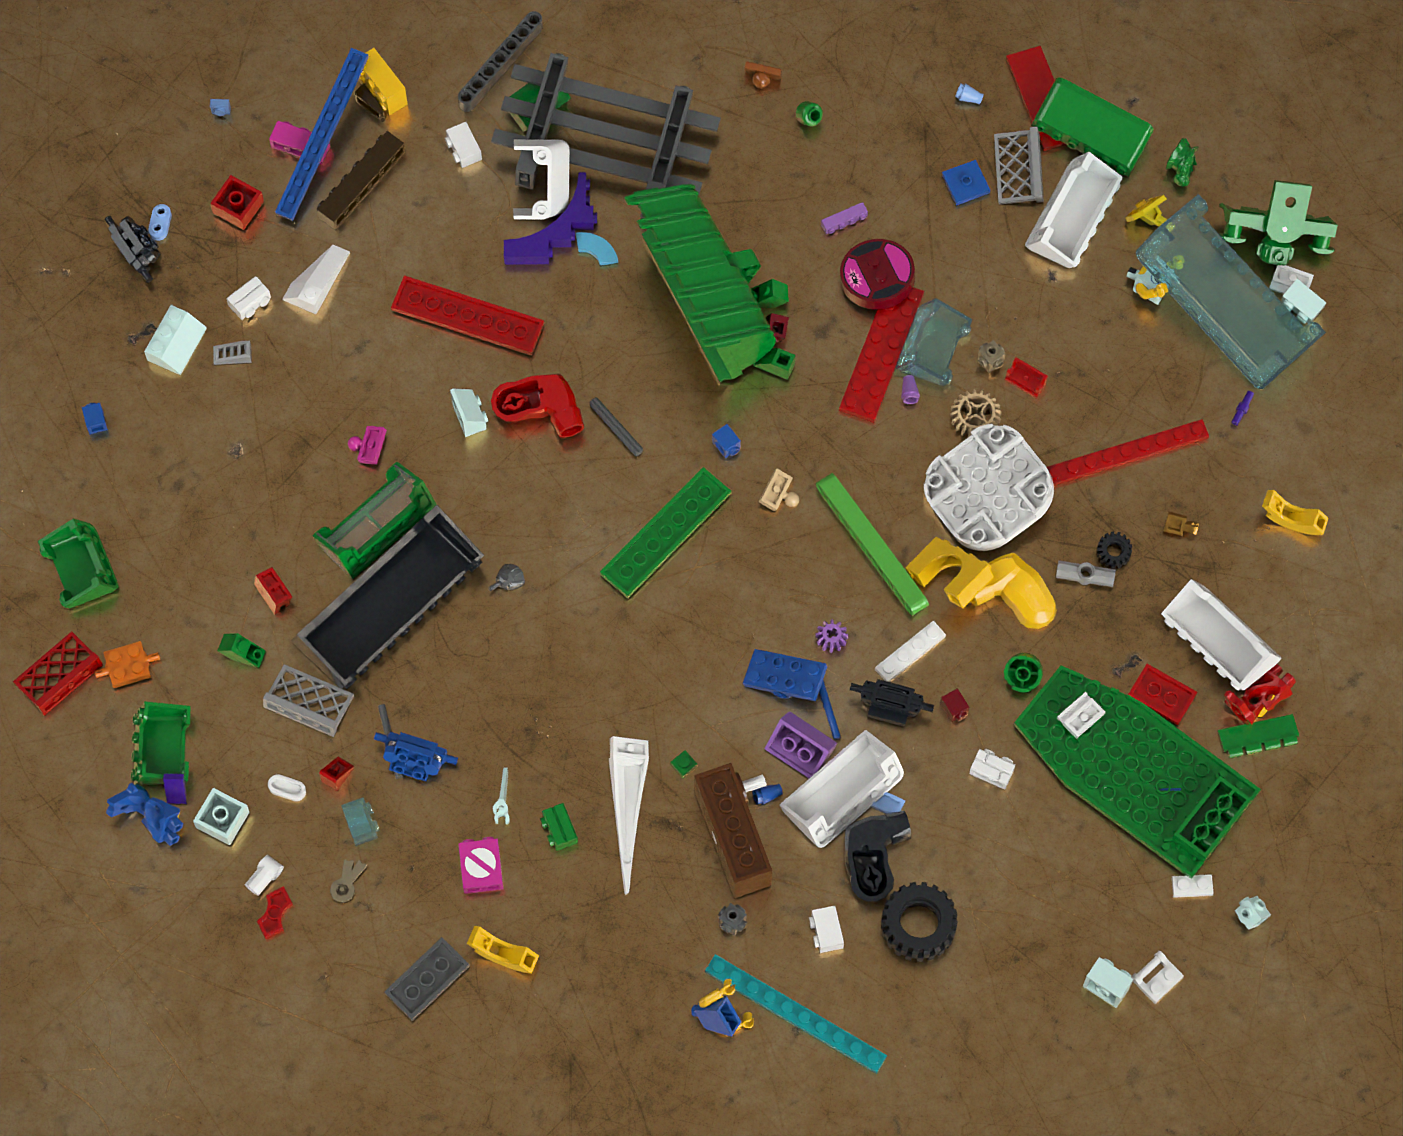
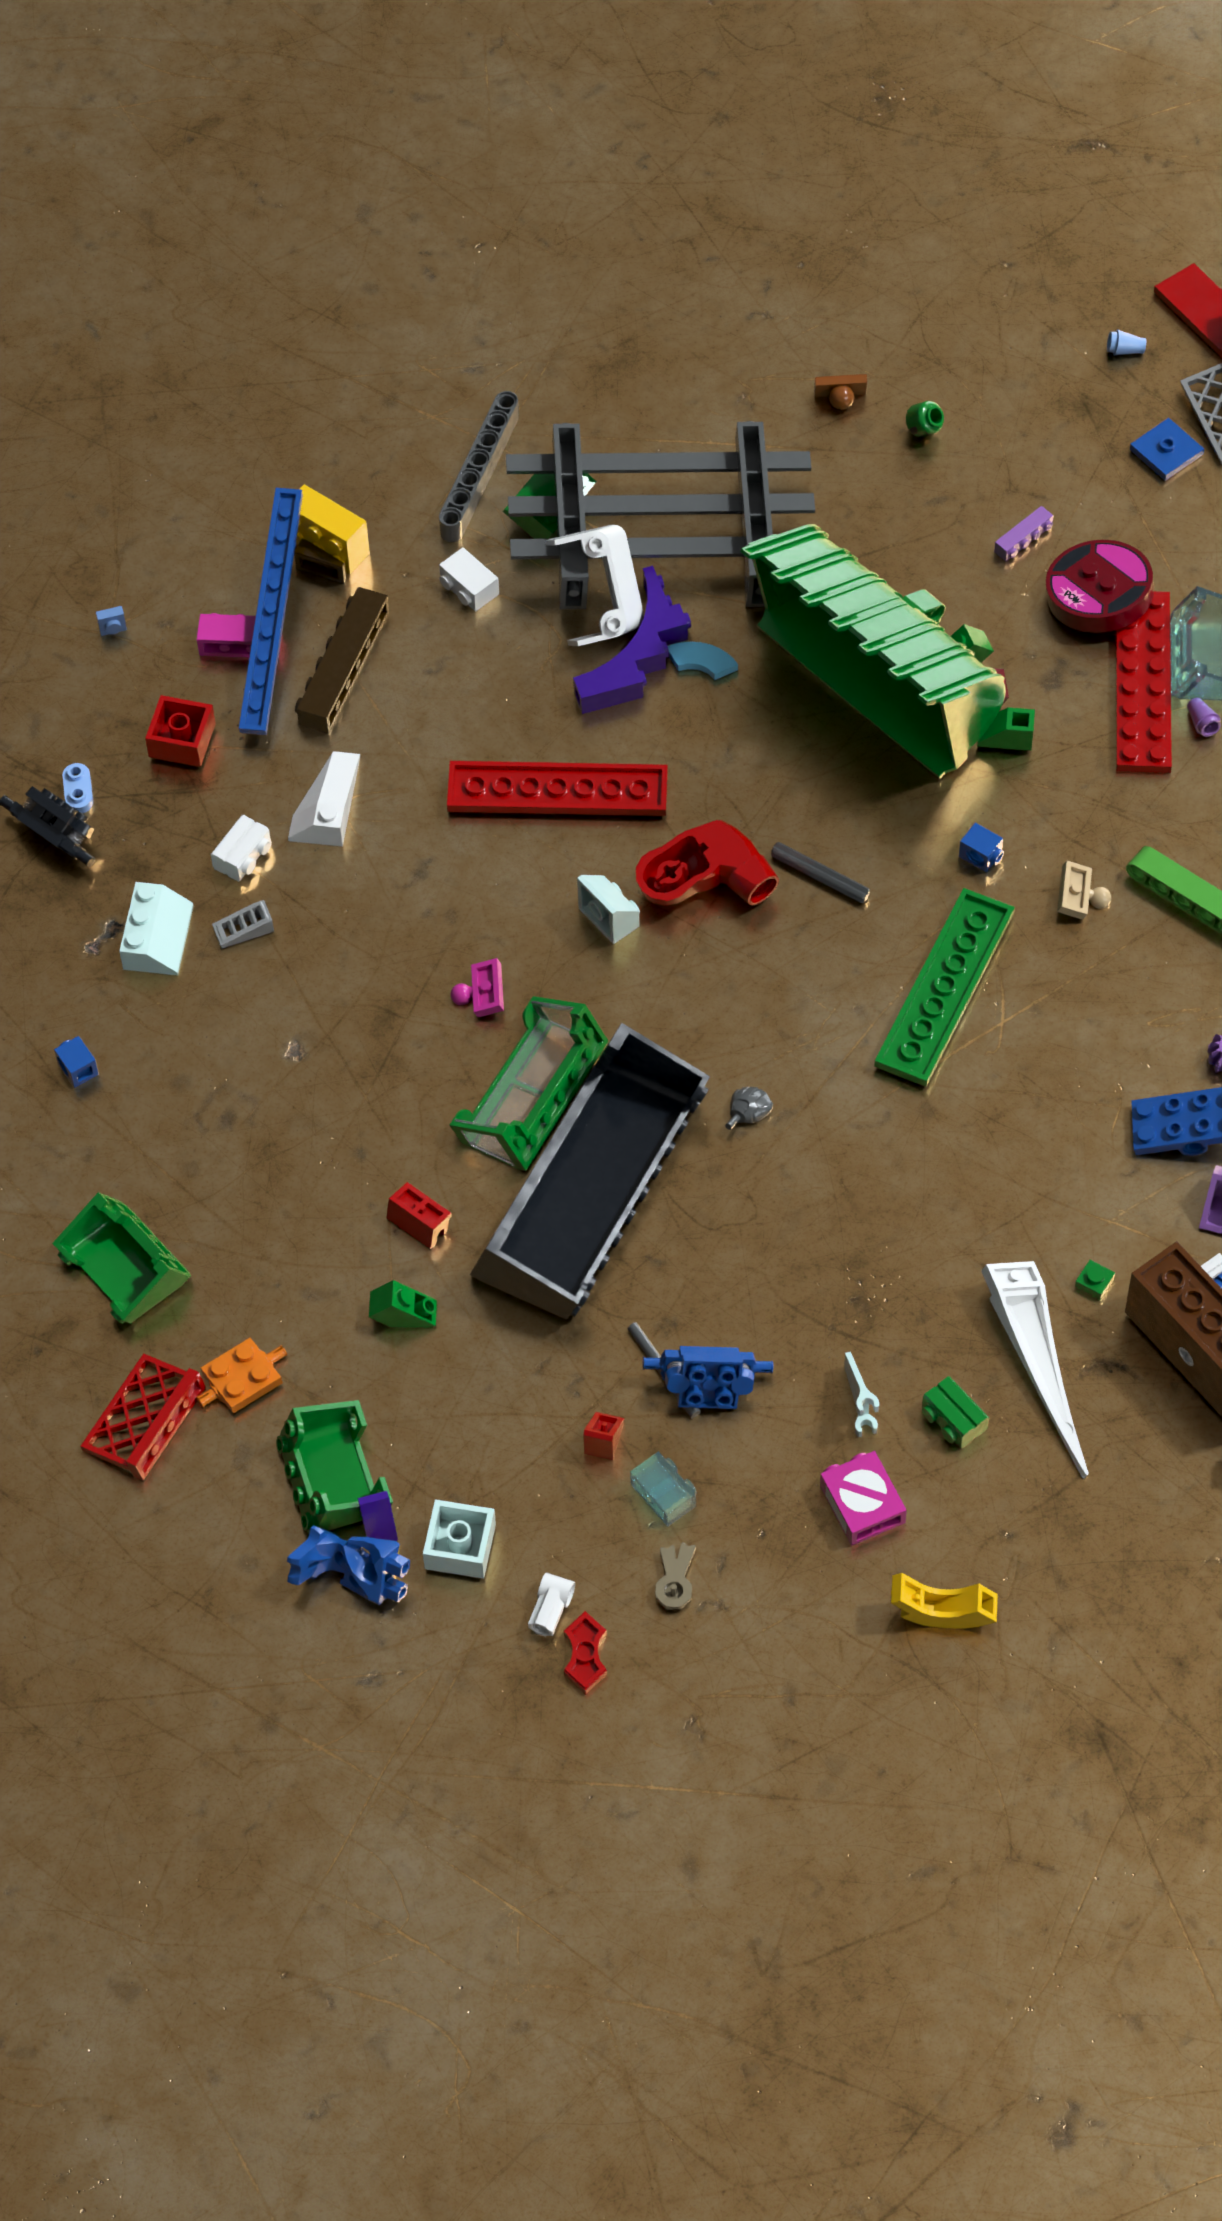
camera: 15 degrees left, 10 degrees down
(287, 787) = (538, 1475): white tile -> none
(298, 711) = (522, 1366): light grey fence -> none
(427, 979) = (845, 1677): dark grey plate -> none

